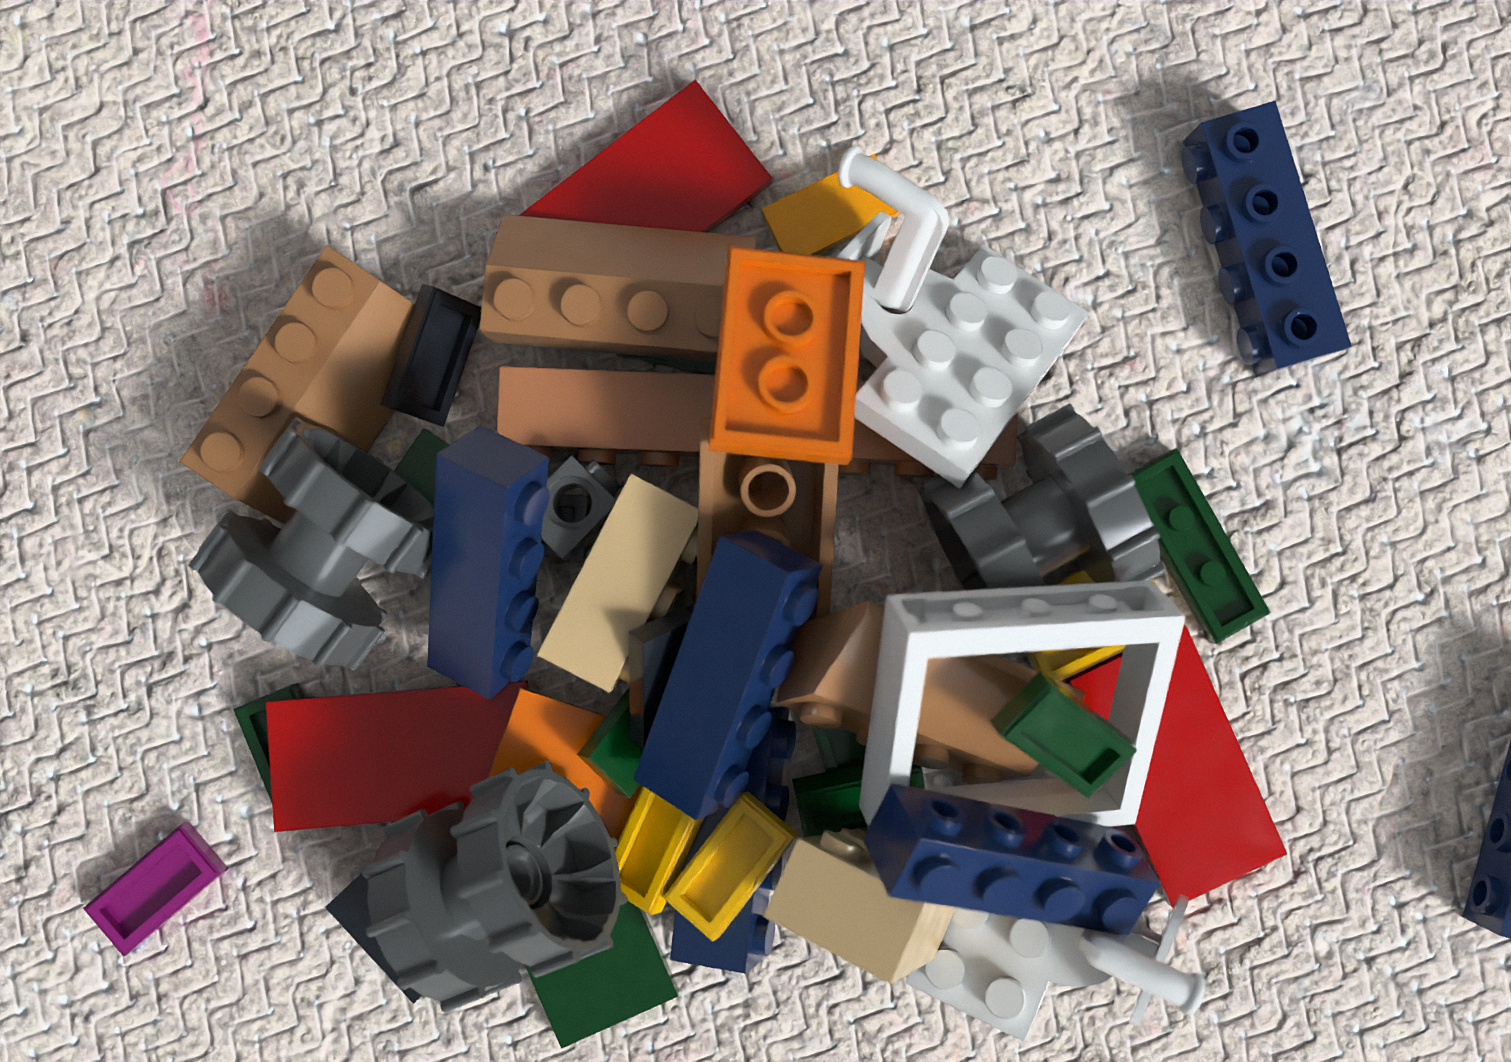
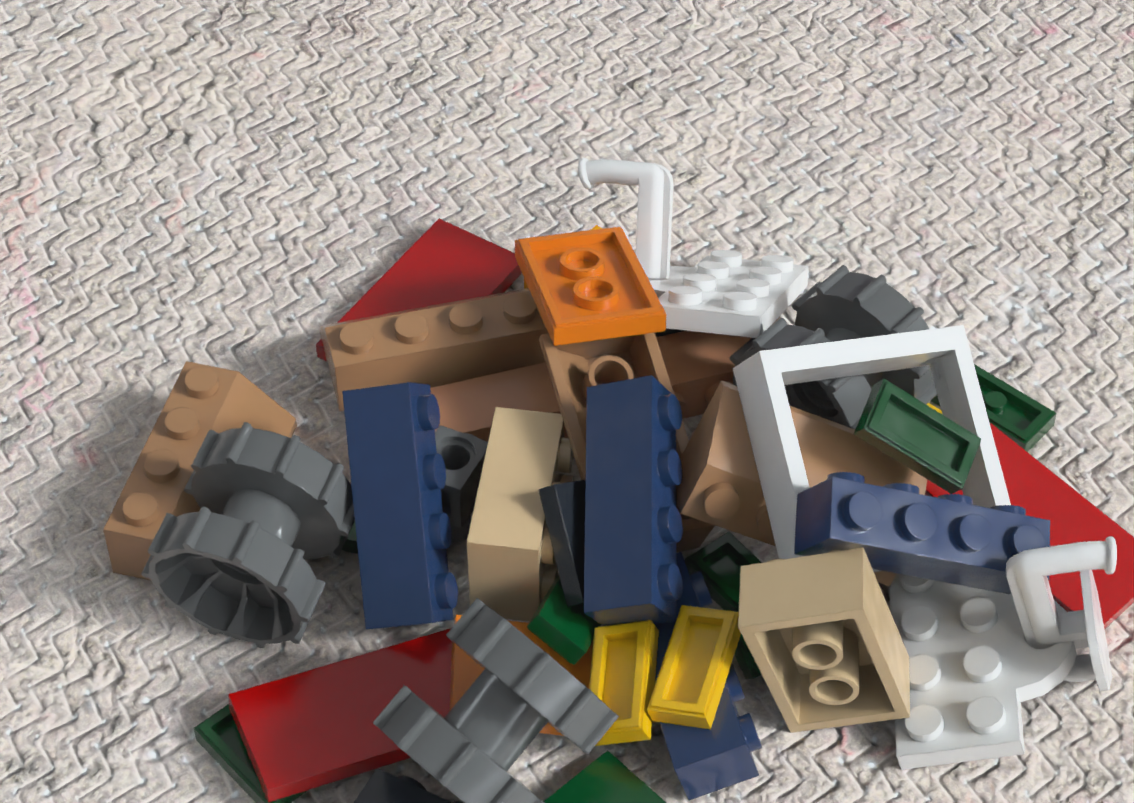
camera: 15 degrees left, 40 degrees down
(432, 355) = (293, 410): black tile -> none
(1264, 240) = (919, 198): dark blue brick -> none

